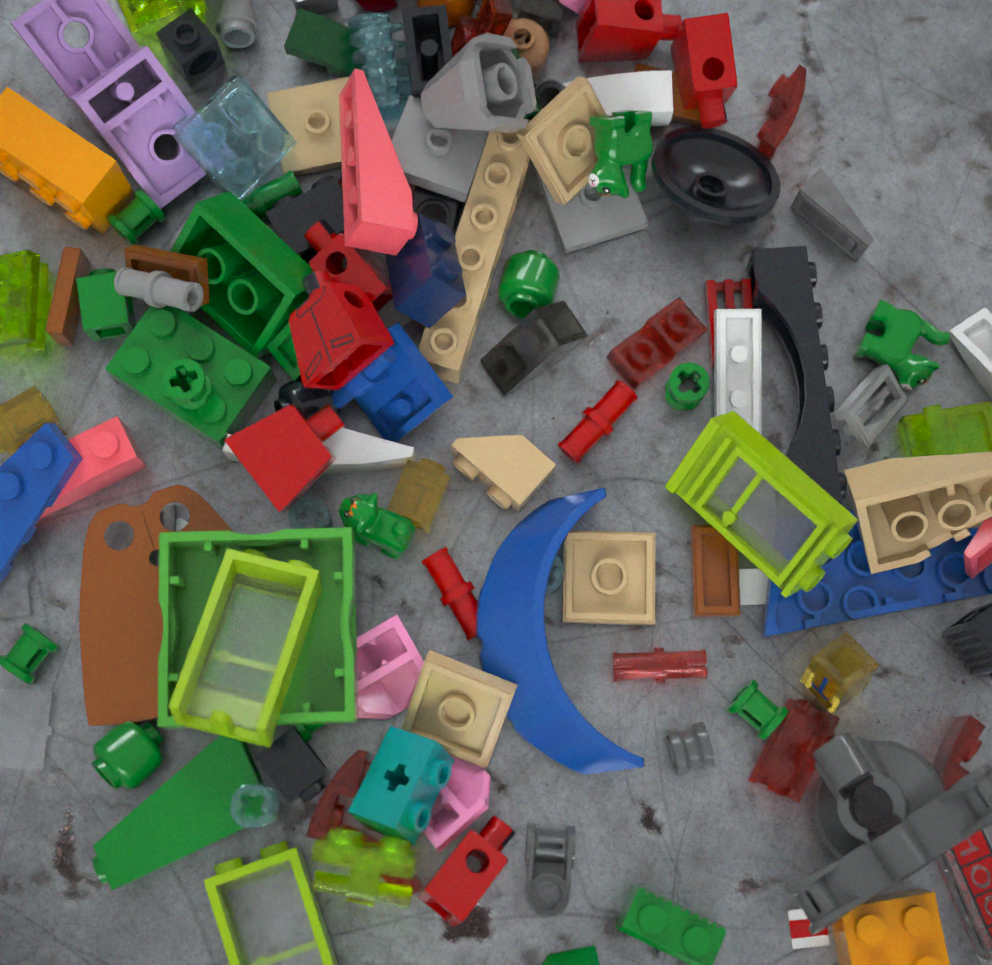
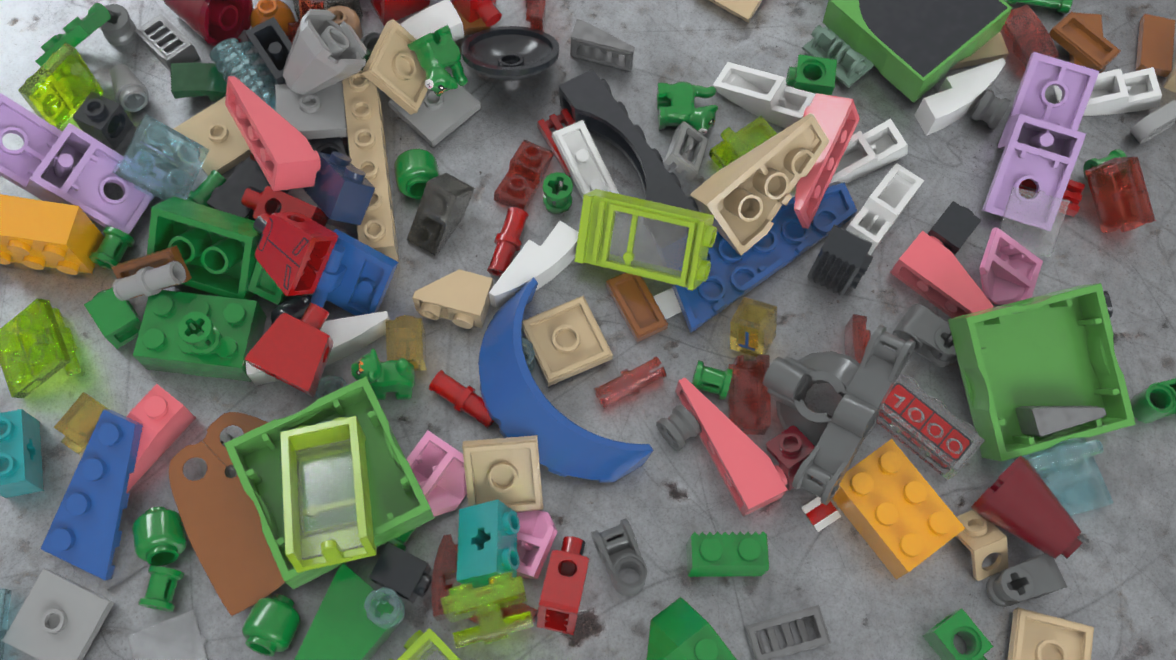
camera: 25 degrees left, 10 degrees down
(49, 593) = (159, 536): none -> green head
(65, 304) = (82, 324): dark orange tile -> none
(618, 467) = (536, 261): none -> white slope
(742, 832) = (741, 463): none -> coral slope
(806, 846) = (790, 450): none -> dark red bracket

